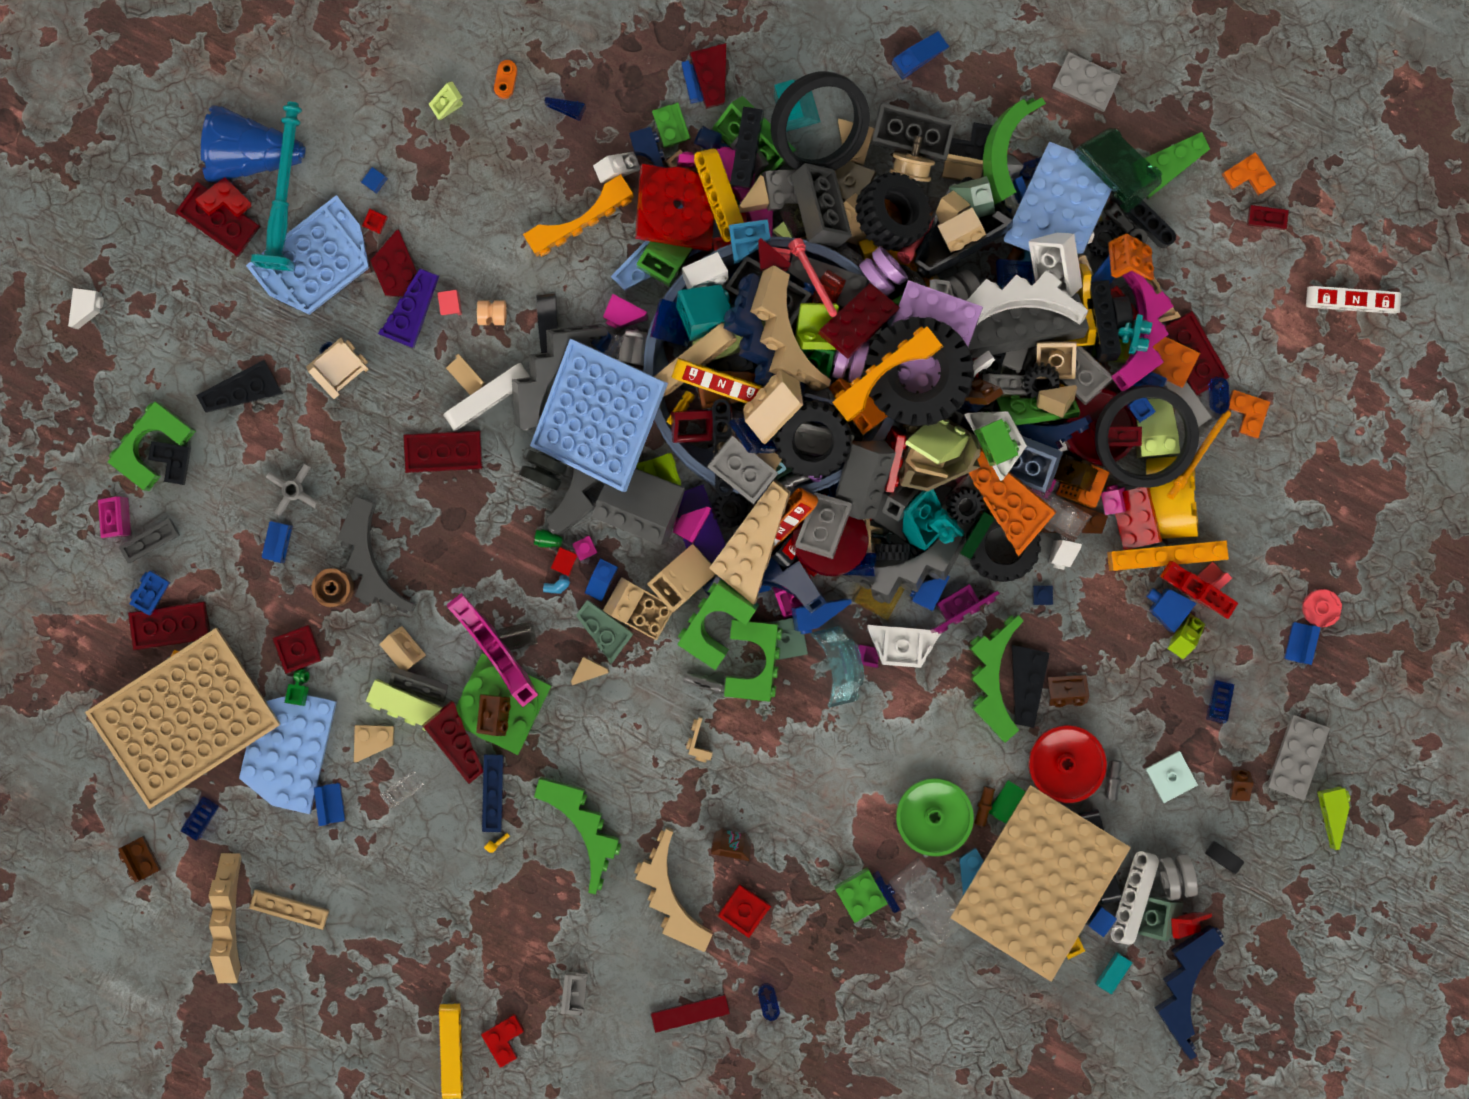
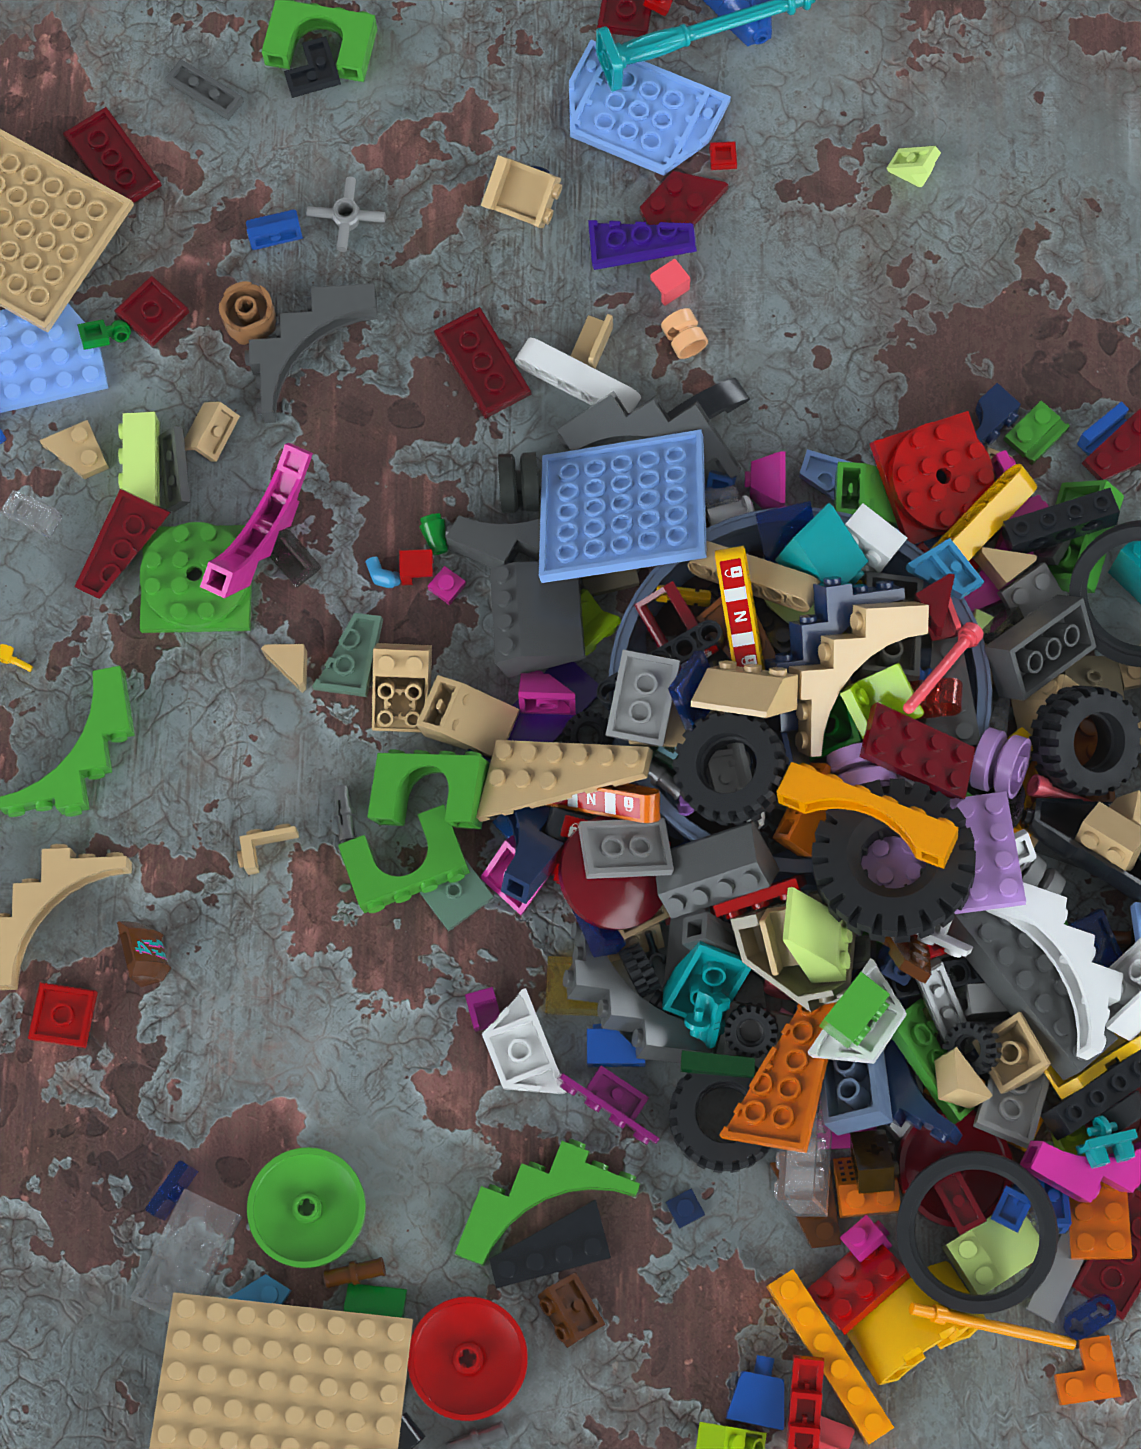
camera: 65 degrees right, 15 degrees down
(114, 517) = (215, 42): dark pink slope -> none
(149, 592) = (141, 115): blue bracket -> none
(245, 387) = (443, 106): black wing -> none
(374, 180) = (772, 132): blue slope -> none
(492, 793) = (76, 622): dark blue plate -> none
(493, 715) = (175, 569): reddish brown bracket -> none
(505, 78) = (981, 218): orange plate -> none
(569, 108) = (988, 306): clear blue slope -> none
(601, 579) = (417, 622): blue slope -> none
(613, 195) = (907, 404): light orange arch -> none
(616, 164) = (946, 390): white slope -> none
(709, 139) = (1047, 482): dark blue piece -> none
(806, 621) = (505, 912): blue slope -> none
(844, 663) = (454, 979): clear light blue windscreen -> none
(860, 895) = (150, 1157): bright green brick -> none
(1063, 553) = (755, 1203): white slope -> none

